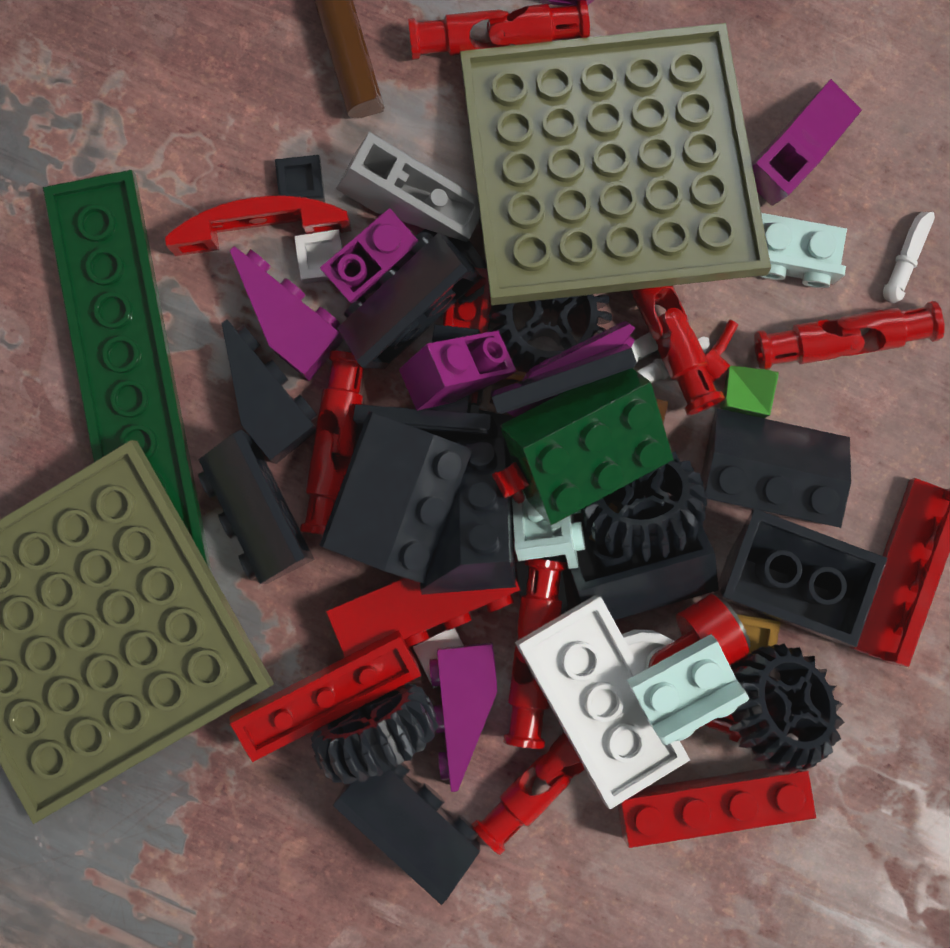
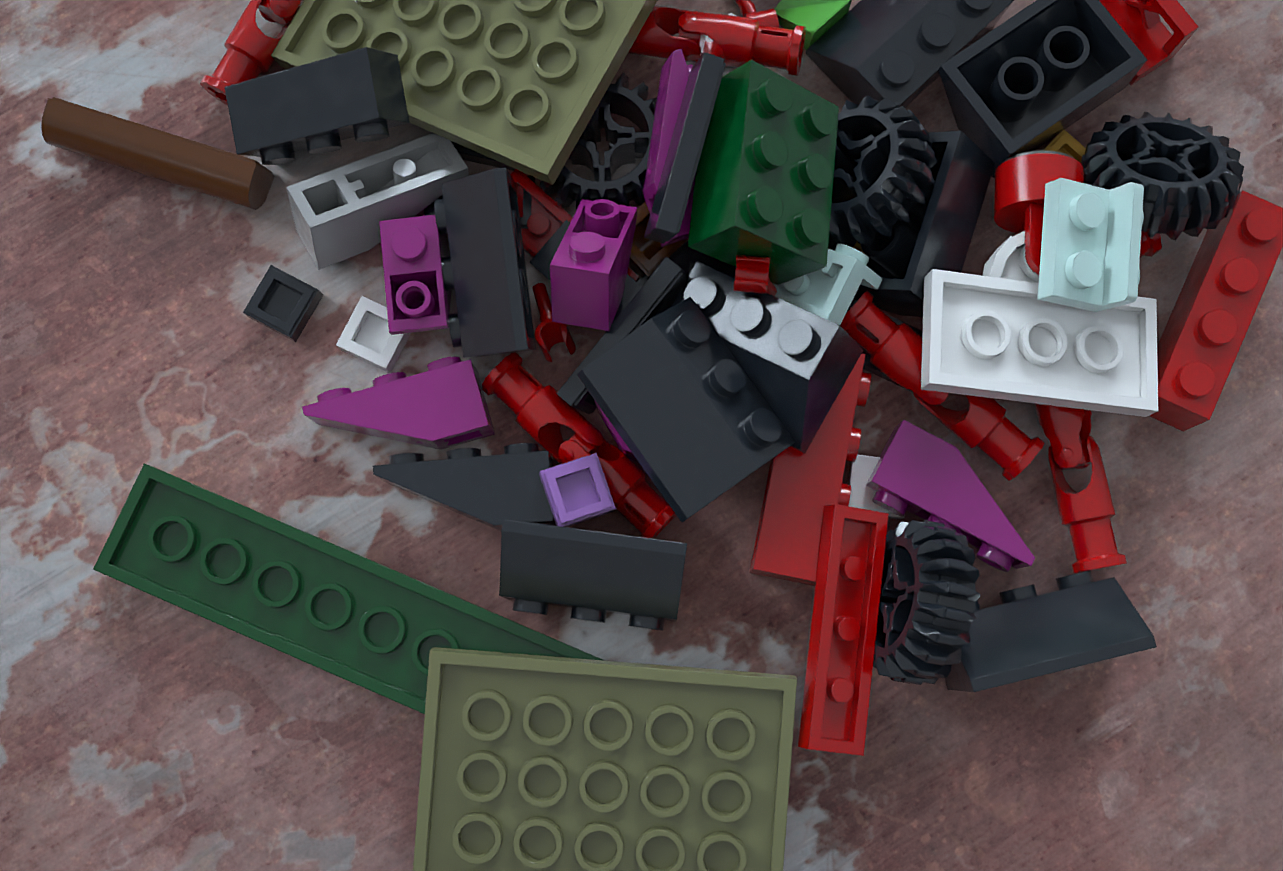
camera: 45 degrees left, 5 degrees down
(201, 231) = (330, 307): red slope -> none
(298, 463) = (577, 491): none -> medium lavender tile
(392, 368) = (549, 332): none -> red hand
(439, 112) = (318, 106): none -> black brick

